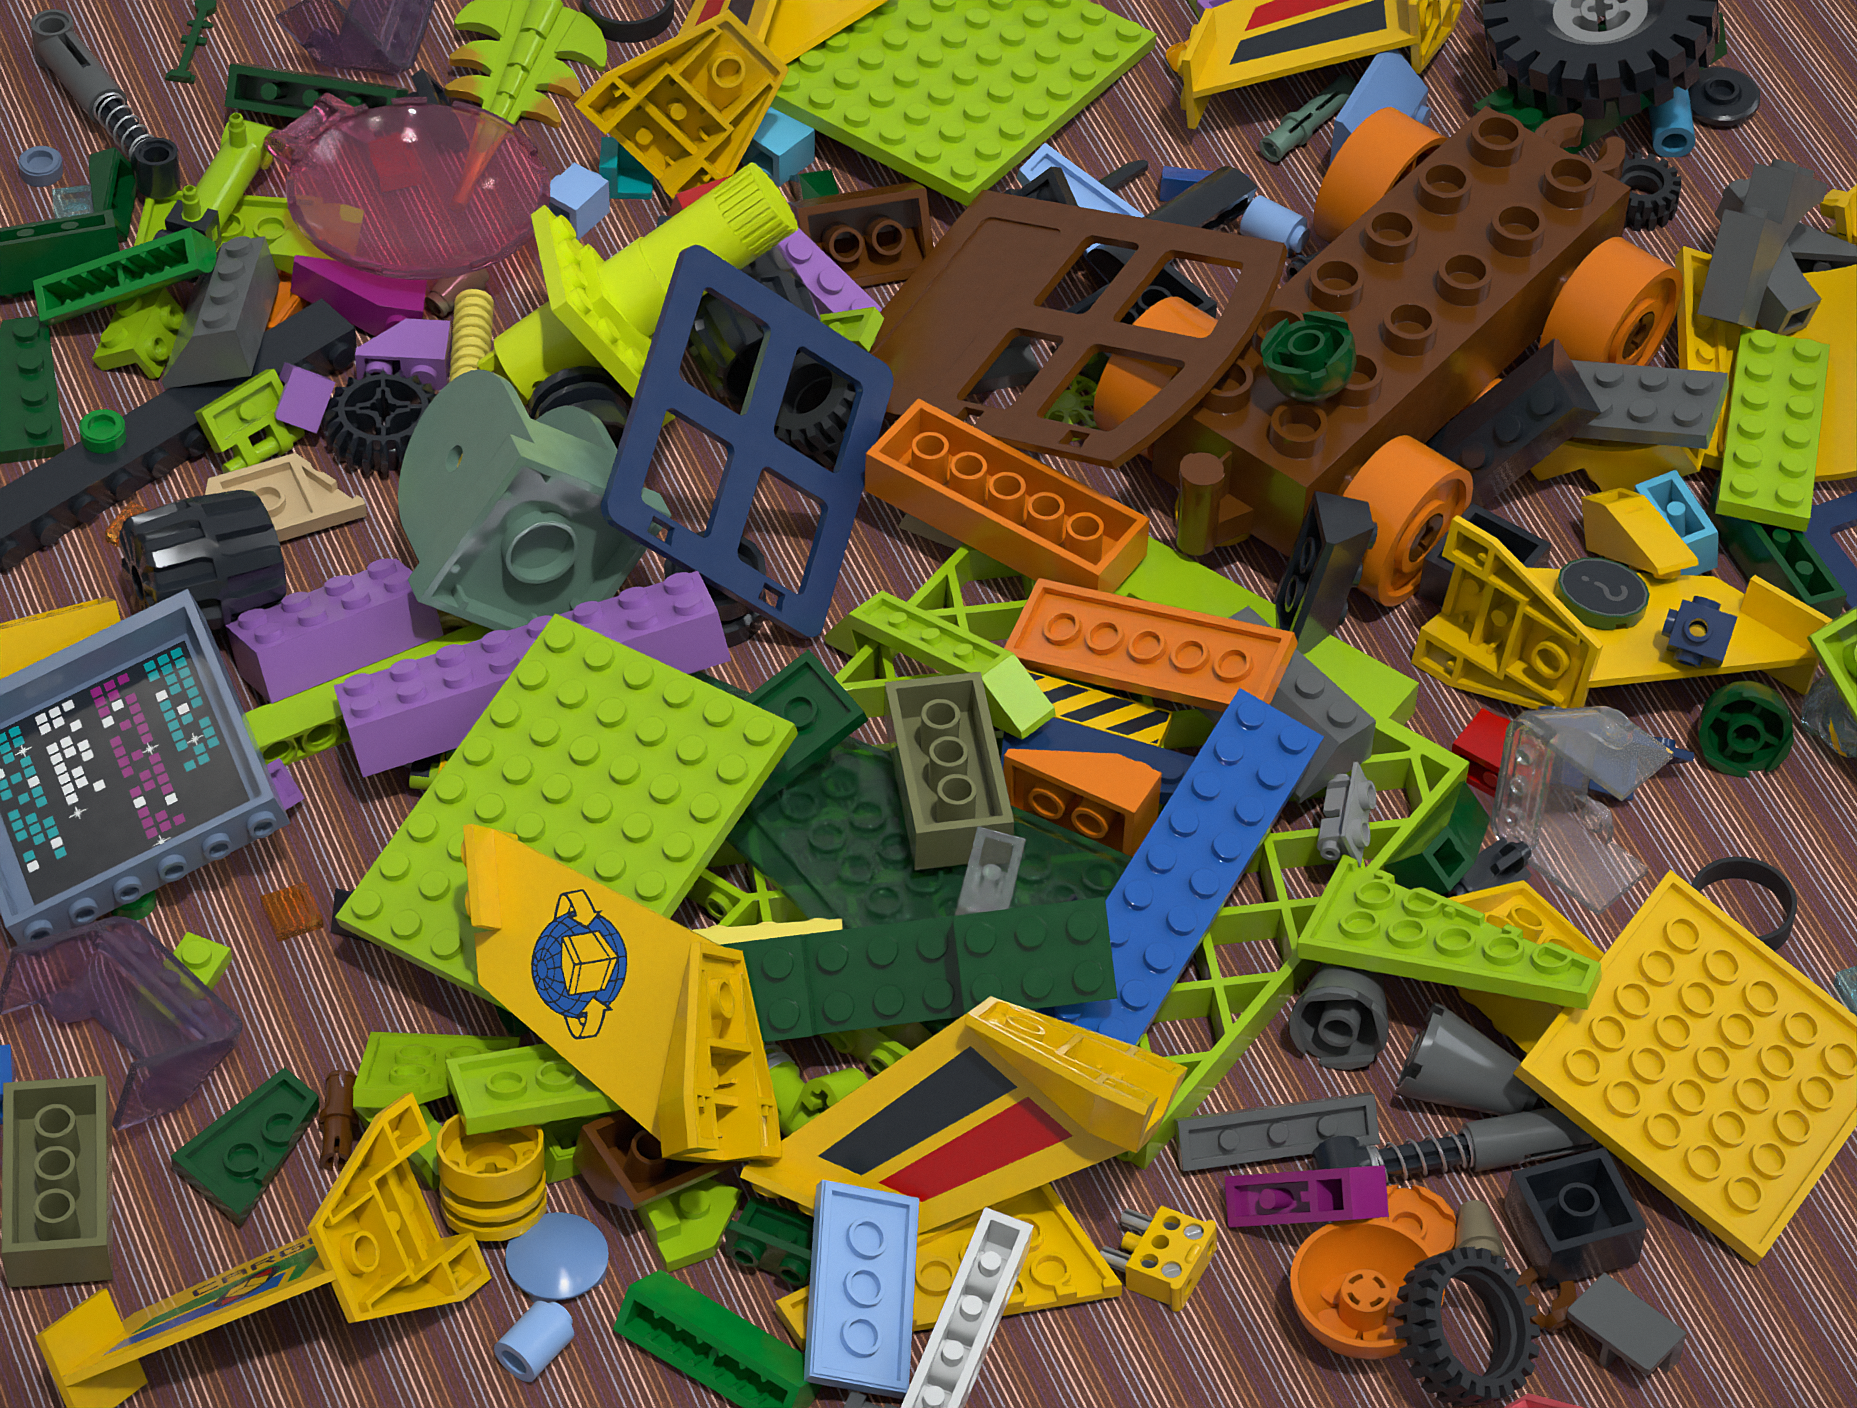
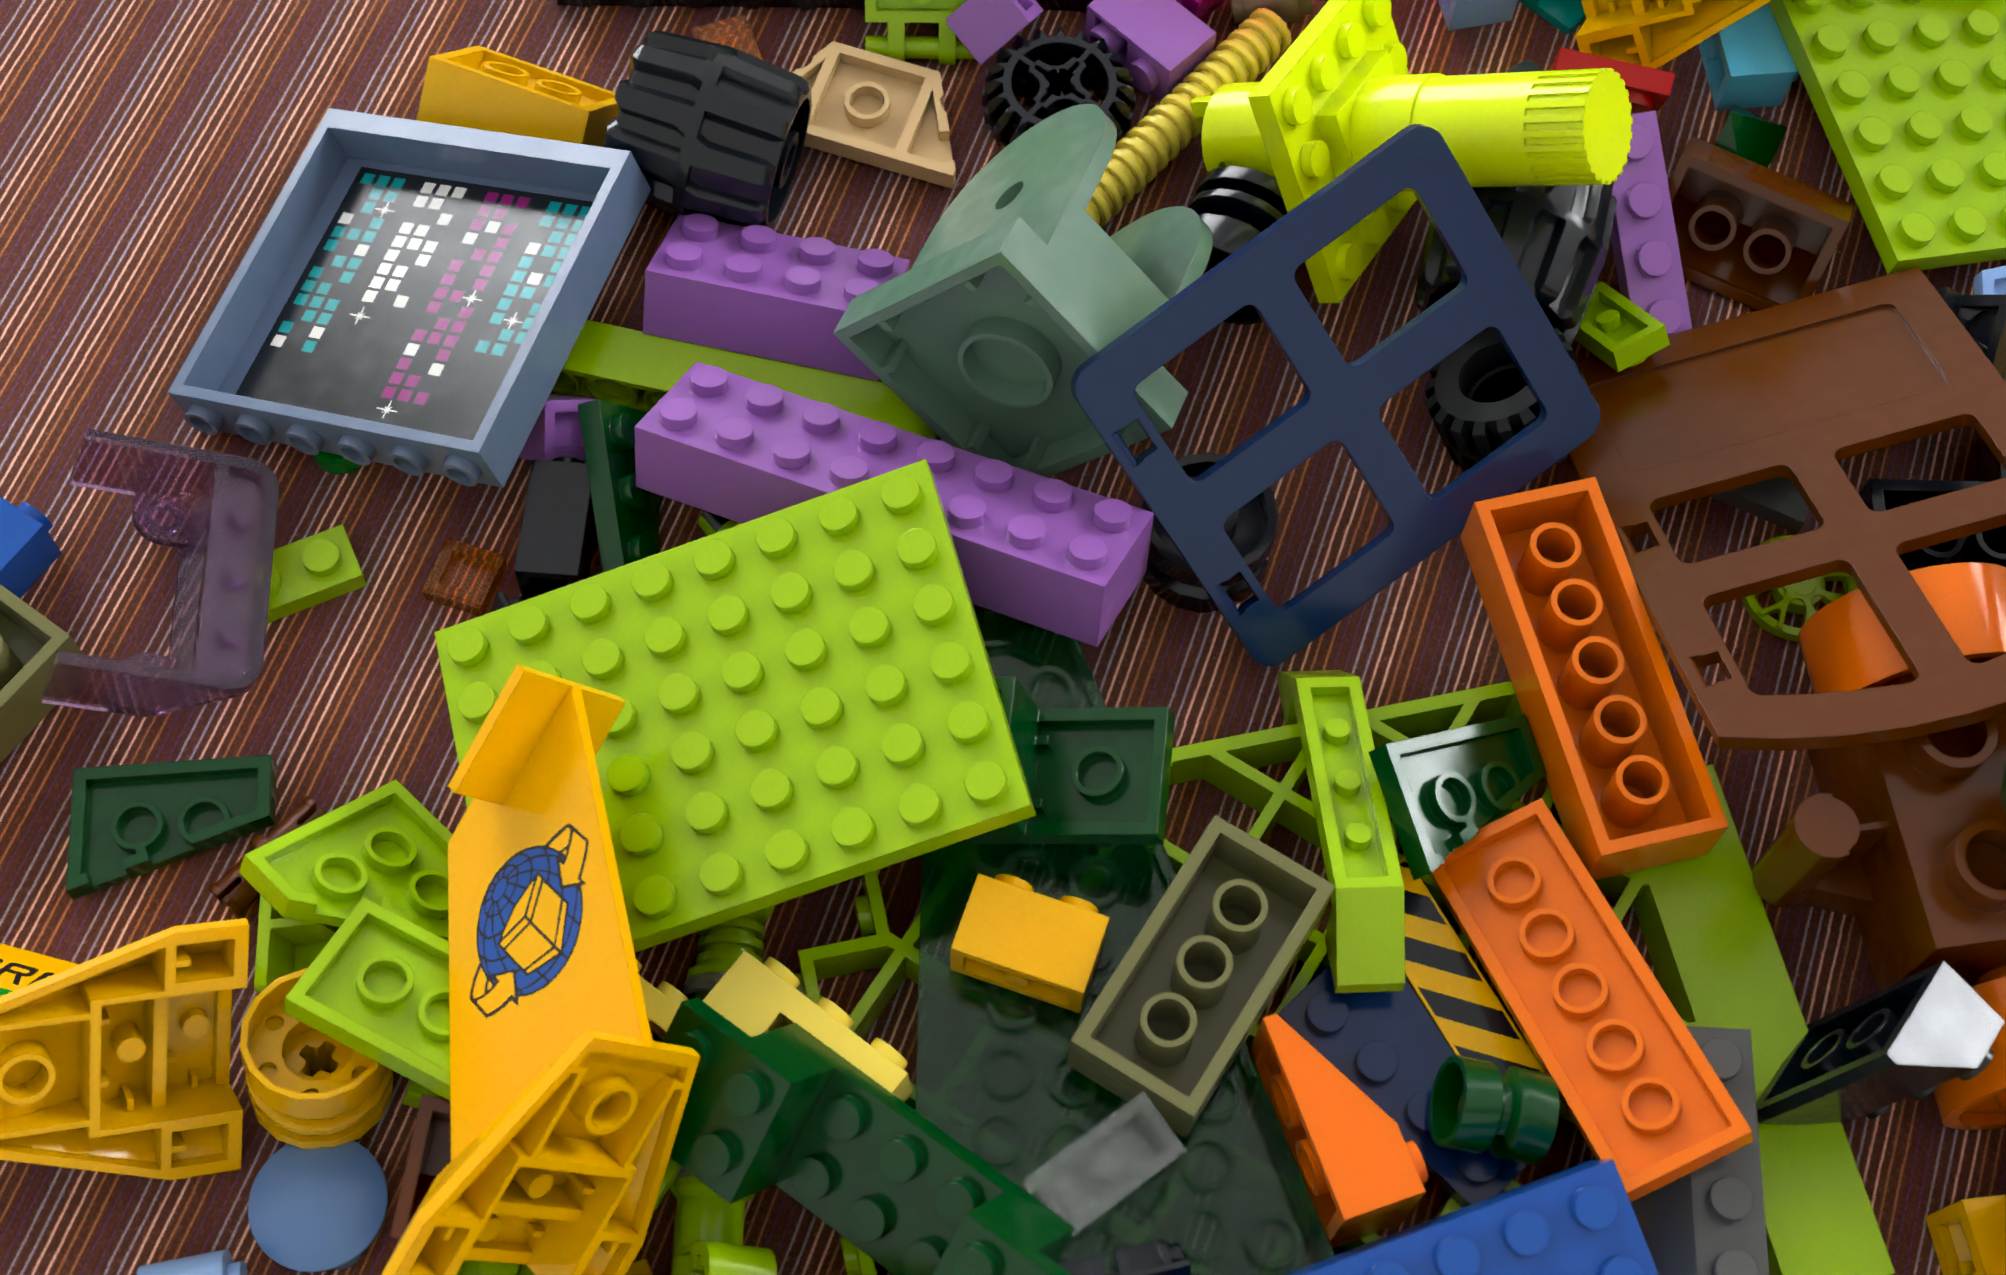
camera: 40 degrees right, 15 degrees up
(330, 838) = (555, 527): none -> black brick
(352, 790) = (622, 512): none -> dark green wing
(840, 823) = (1029, 941): none -> yellow brick
(987, 600) = (1453, 784): none -> dark green wing
(1157, 728) = (1481, 1109): none -> dark green wheel

